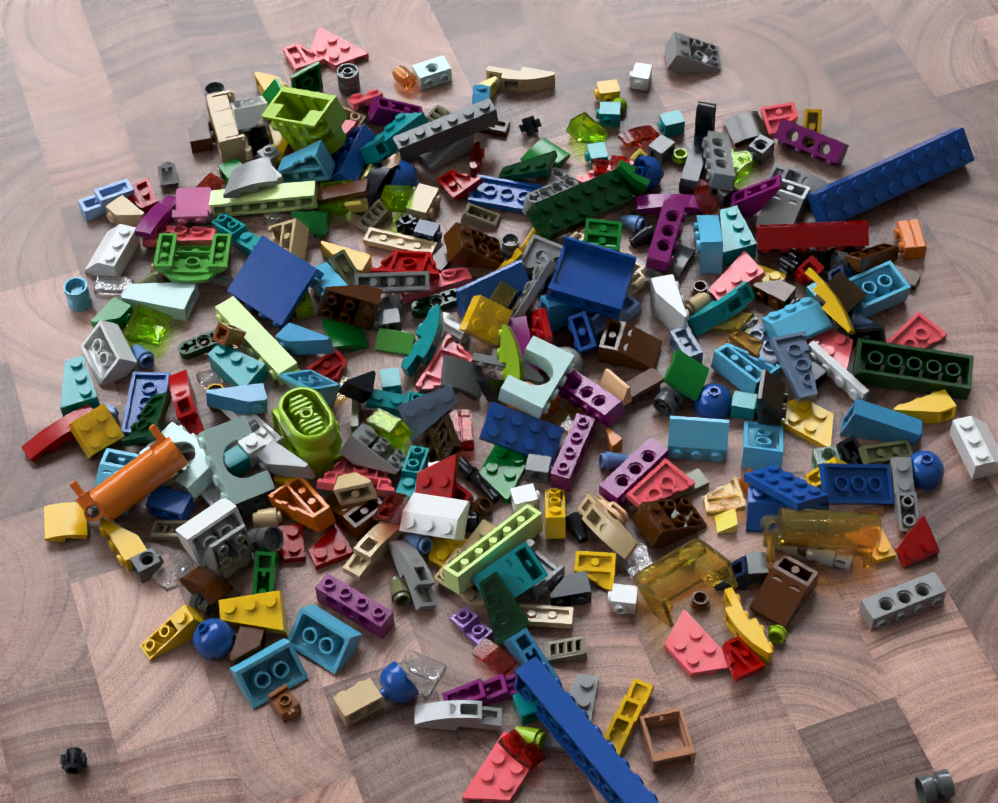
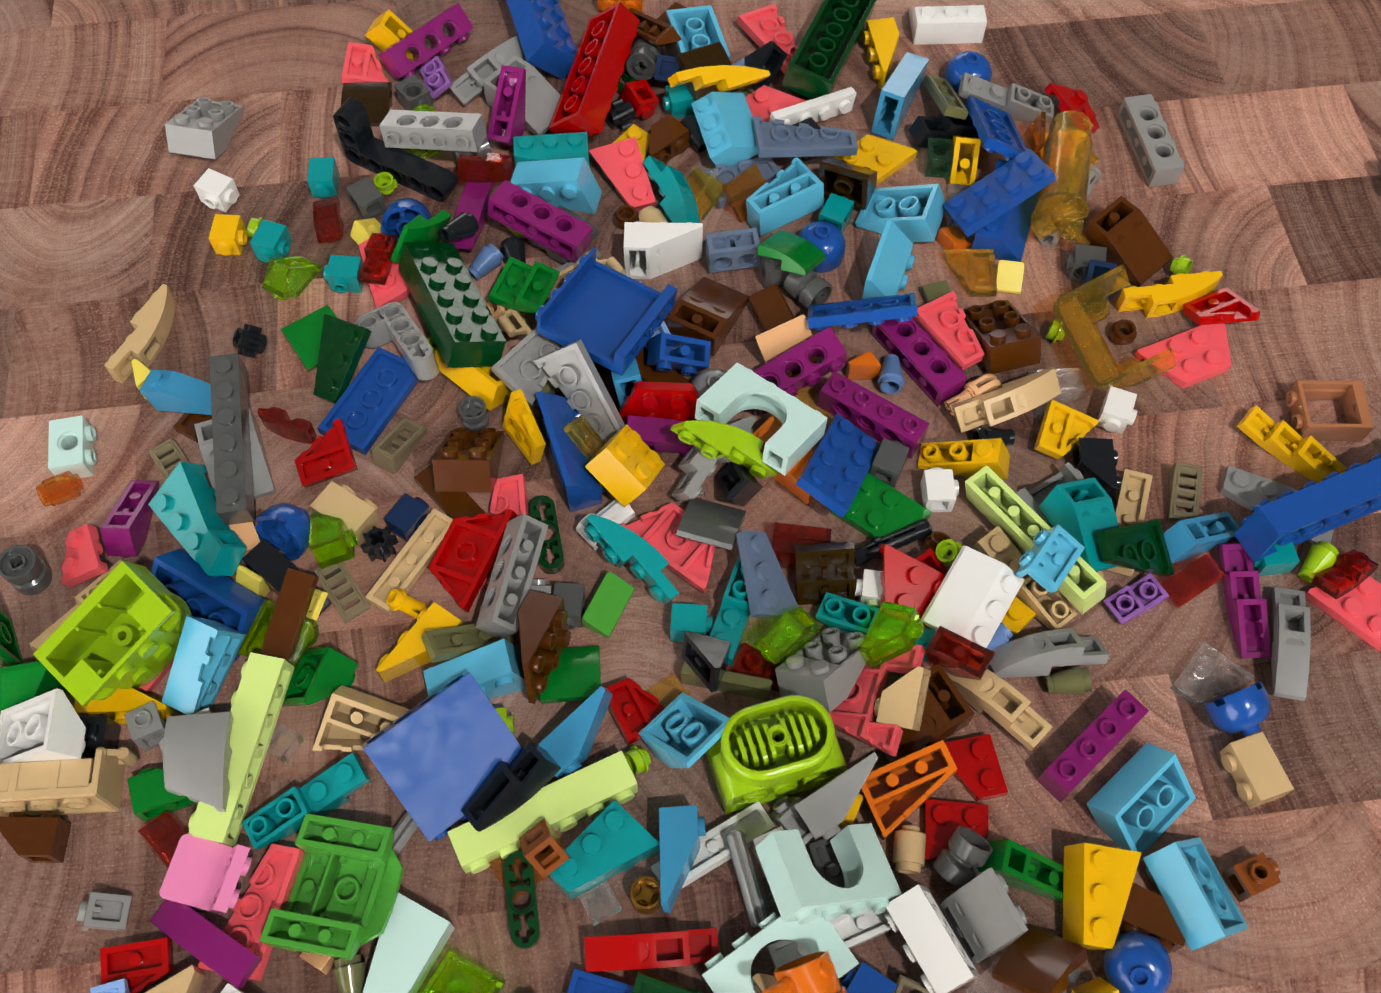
camera: 80 degrees left, 10 degrees up
(263, 314) = (510, 787): none -> black slope
(369, 246) = (401, 601): none -> yellow pin
(397, 473) = (891, 633): none -> clear neon green slope
(465, 542) = (1050, 557): none -> medium azure bracket
(474, 504) = (944, 547): none -> lime plate
(641, 194) = (459, 228): none -> black cone
(646, 421) = (870, 310): none -> blue plate
(782, 157) = (436, 77): none -> medium lavender slope

